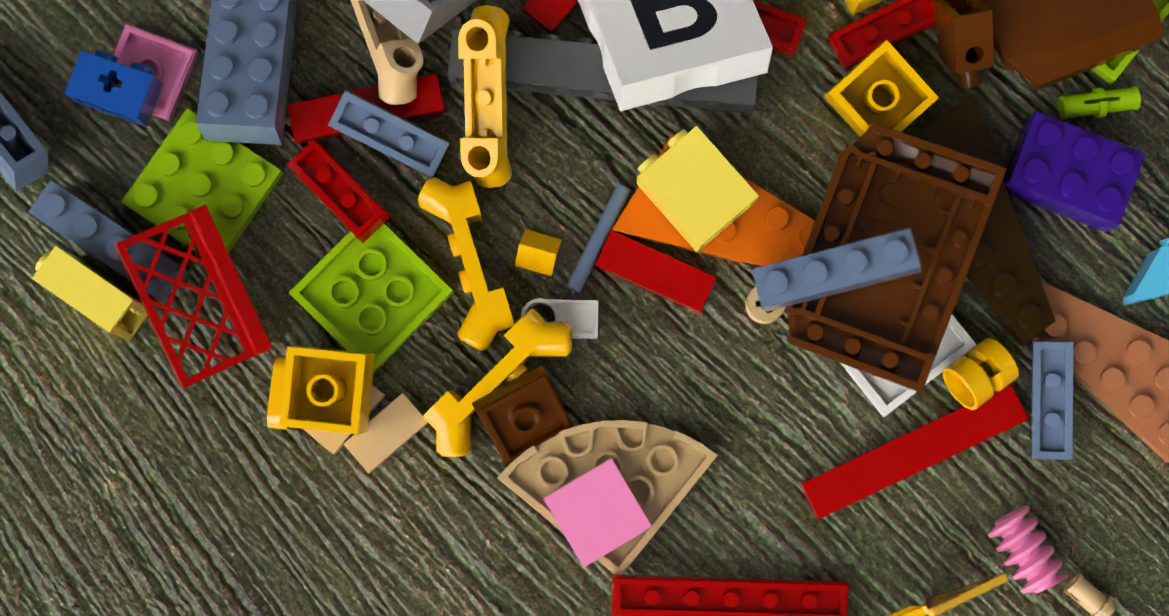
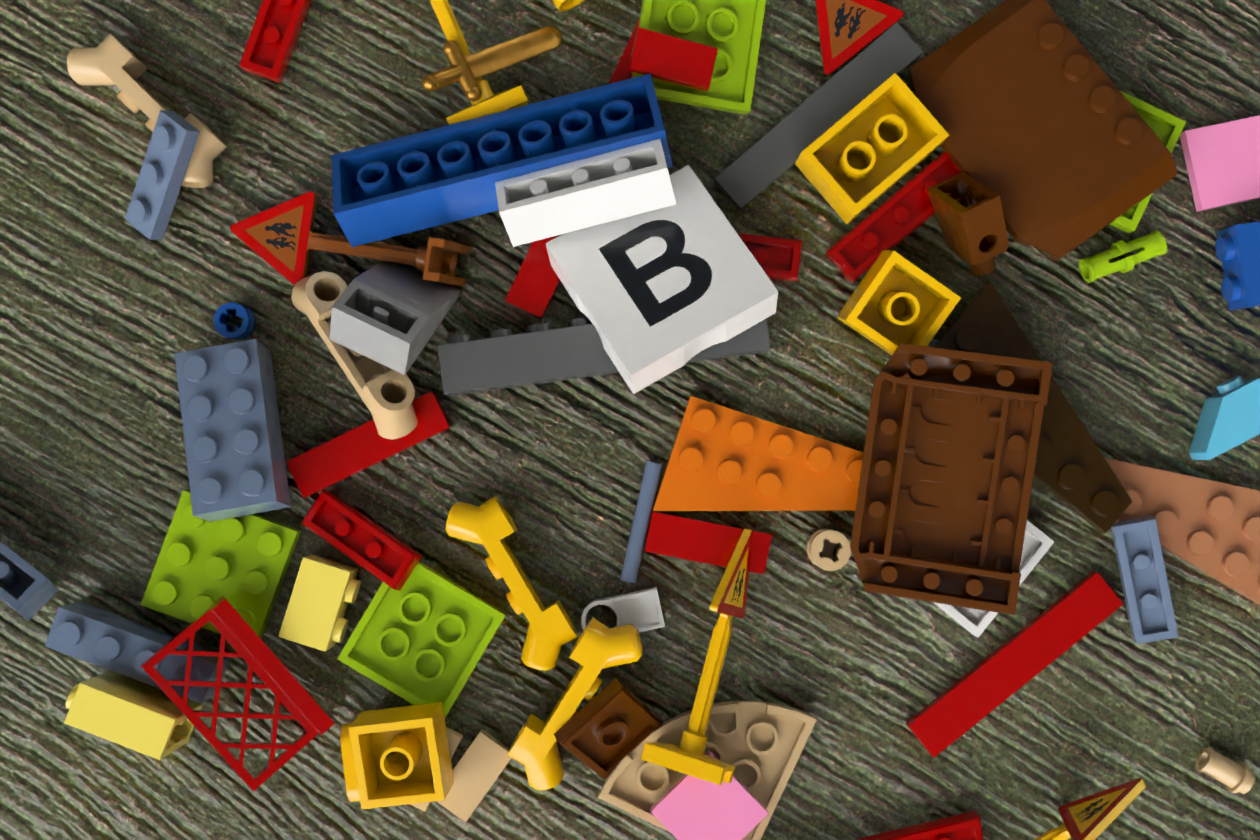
camera: 10 degrees left, 5 degrees up
(92, 83) = (76, 491): blue brick -> none
(168, 59) = (134, 461): bright pink tile -> none
(286, 238) = (320, 603): none -> light yellow brick
(389, 133) = (398, 468): sand blue plate -> none
(484, 55) = (476, 368): yellow plate -> none
(538, 252) = (582, 551): yellow slope -> none
(665, 320) = (730, 603): none -> yellow piece
(695, 187) = (730, 452): light yellow brick -> none
(836, 270) = (900, 511): sand blue brick -> none
(976, 376) = (1067, 570): yellow wheel -> none
(1027, 551) = (1153, 740): bright pink piece -> none
(1072, 172) = (1113, 337): dark purple brick -> none

